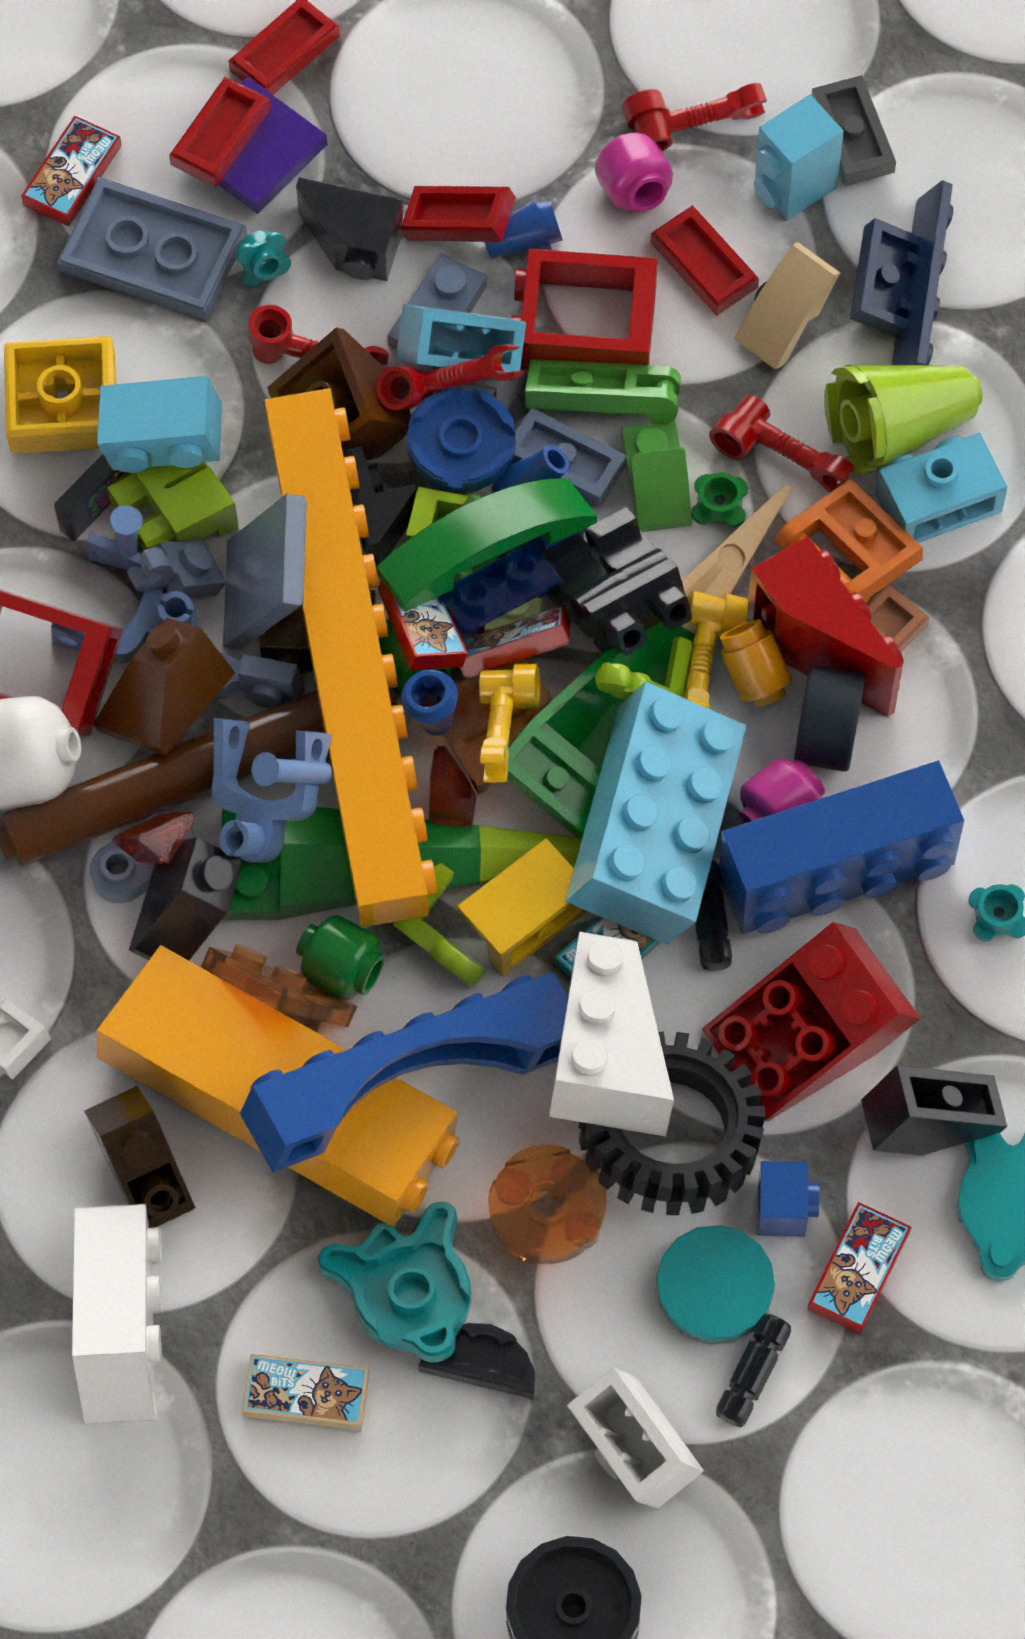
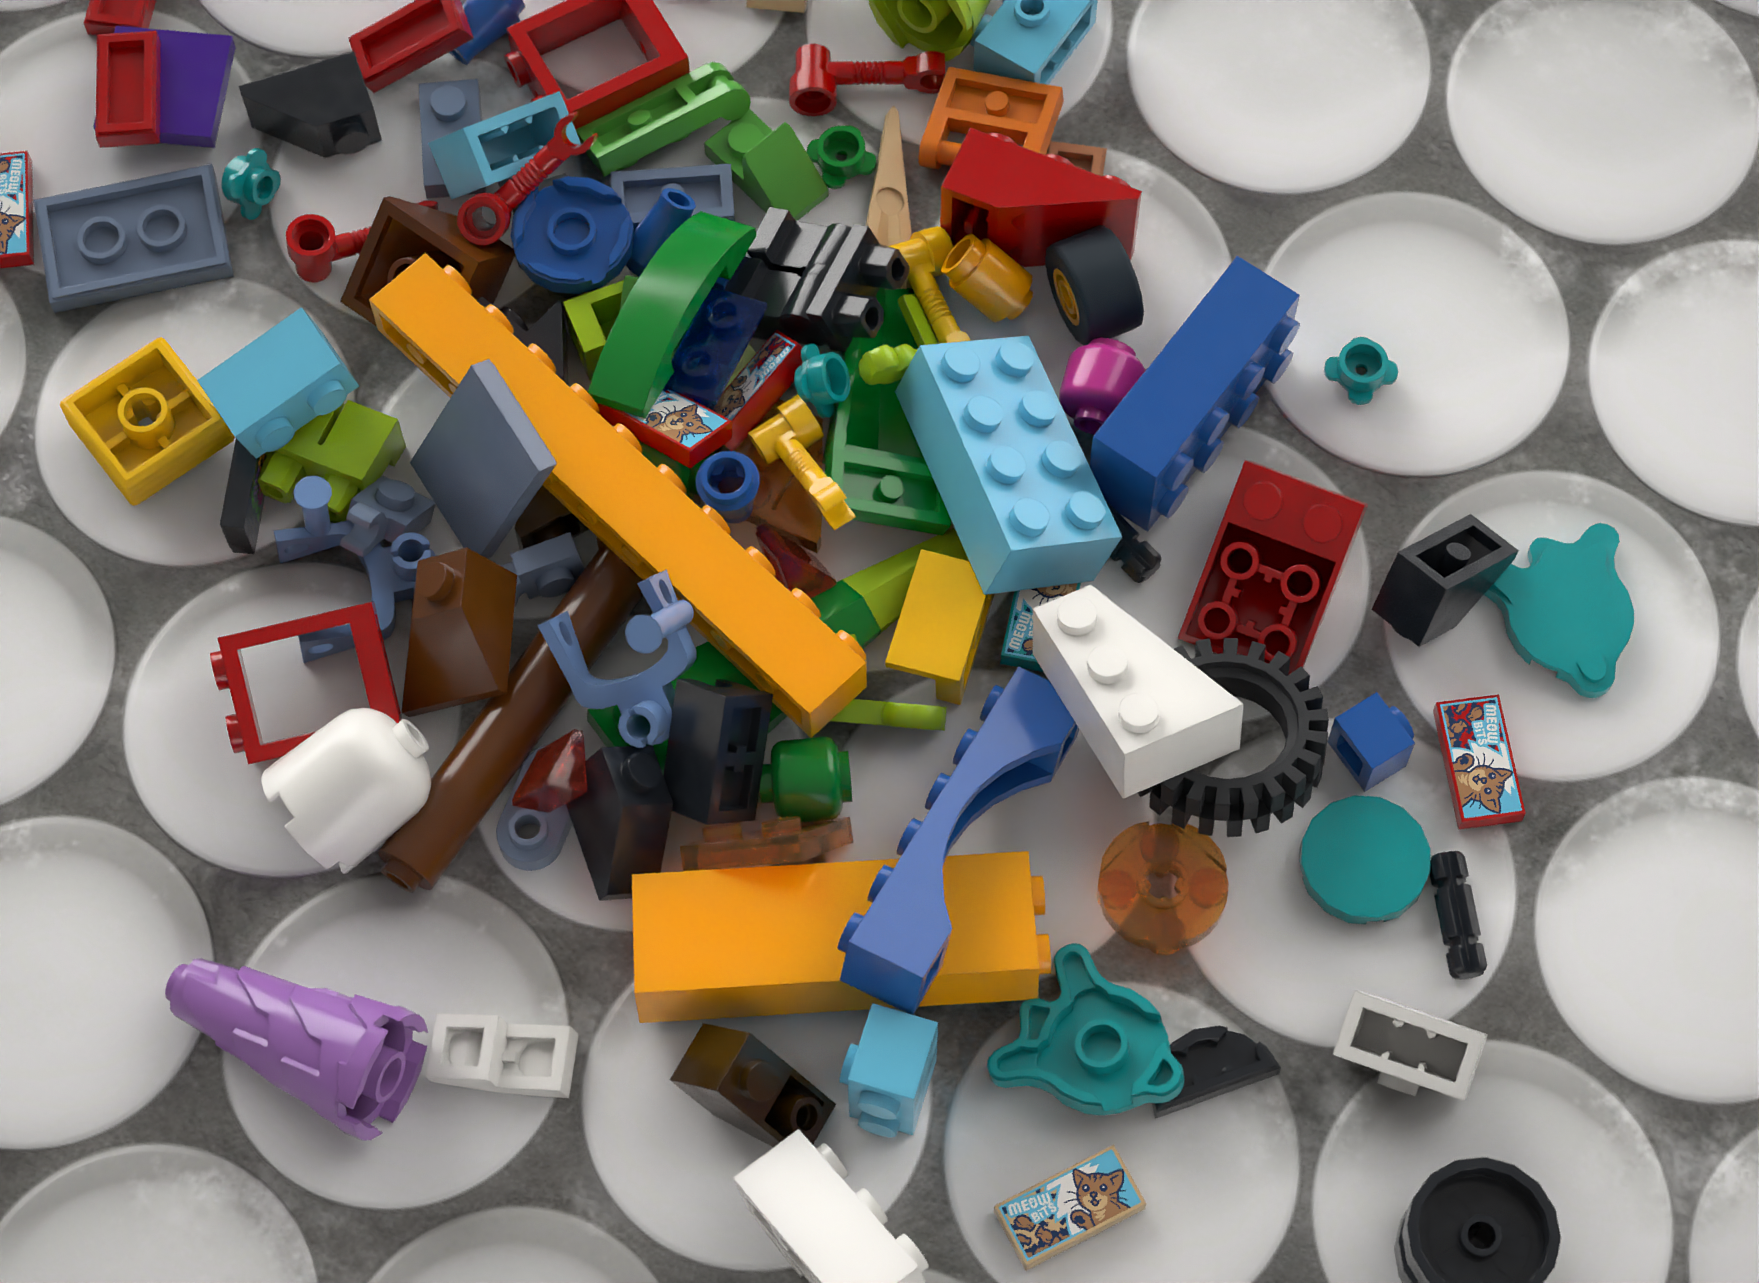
camera: 35 degrees left, 0 degrees up
(240, 1207) = (890, 1071): none -> medium azure brick
(283, 893) = (716, 750): none -> black hinge
(561, 663) = (822, 379): none -> teal plate

